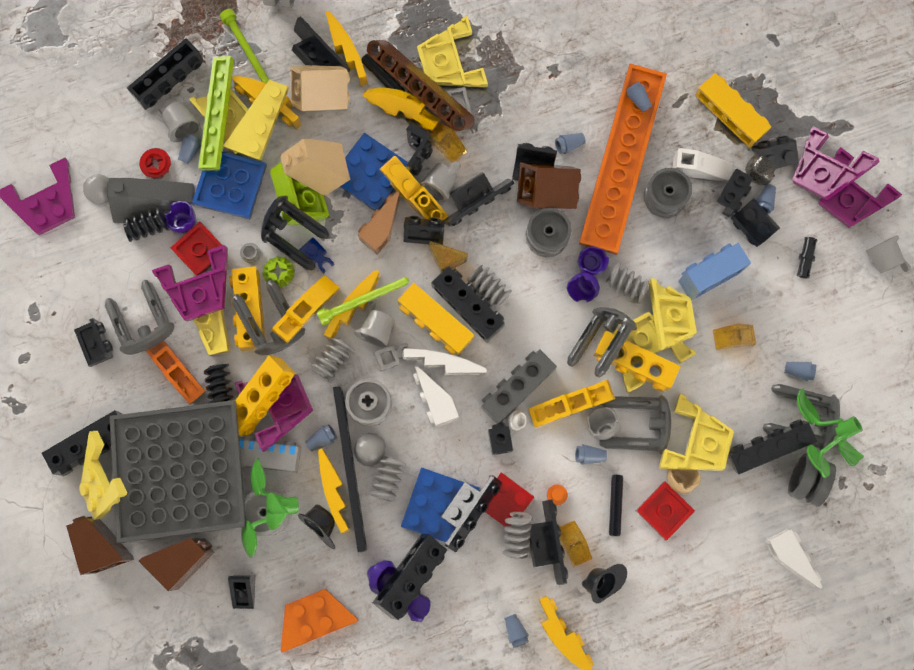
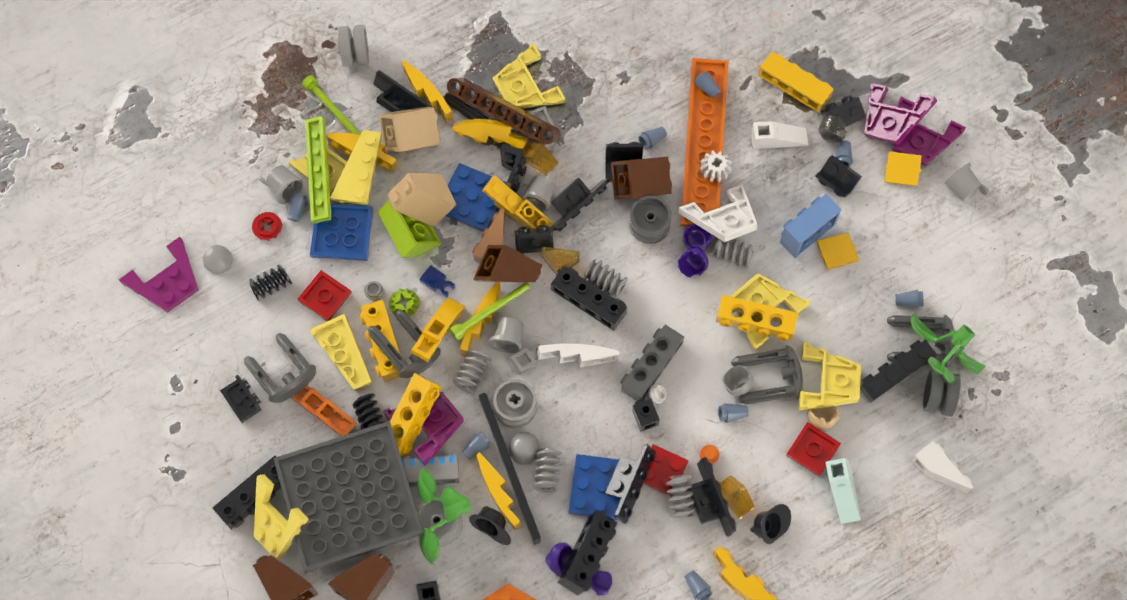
camera: 10 degrees left, 10 degrees down
(137, 195) = (255, 257): dark grey wedge -> none
(165, 74) = (262, 144): black brick -> none
(181, 217) = (302, 269): dark purple hair -> none
(201, 293) = (334, 334): magenta wing -> none
(273, 220) = (391, 254): black piece -> none
(387, 258) = (506, 265): none -> reddish brown slope
(435, 319) = (561, 316): yellow brick -> none
(439, 402) = (581, 391): white slope -> none
(571, 403) = (705, 369): yellow slope -> none
(613, 318) = (725, 284): dark grey piece -> none
(616, 505) = (766, 454): black axle -> none
(626, 251) = (727, 221): none -> white wing
(634, 183) = (723, 166): none -> white gear
(667, 192) = (752, 164): dark grey wheel -> none
(672, 315) = (780, 272): light yellow wing -> none
(687, 561) = (843, 490): none -> light aqua slope
(734, 191) = (812, 152): black bracket -> none
(734, 336) = (842, 280): clear yellow slope -> none
(736, 302) = (837, 251): none -> yellow piece
(807, 257) = (892, 199): black pin -> none
(825, 226) = (903, 168): none -> yellow piece

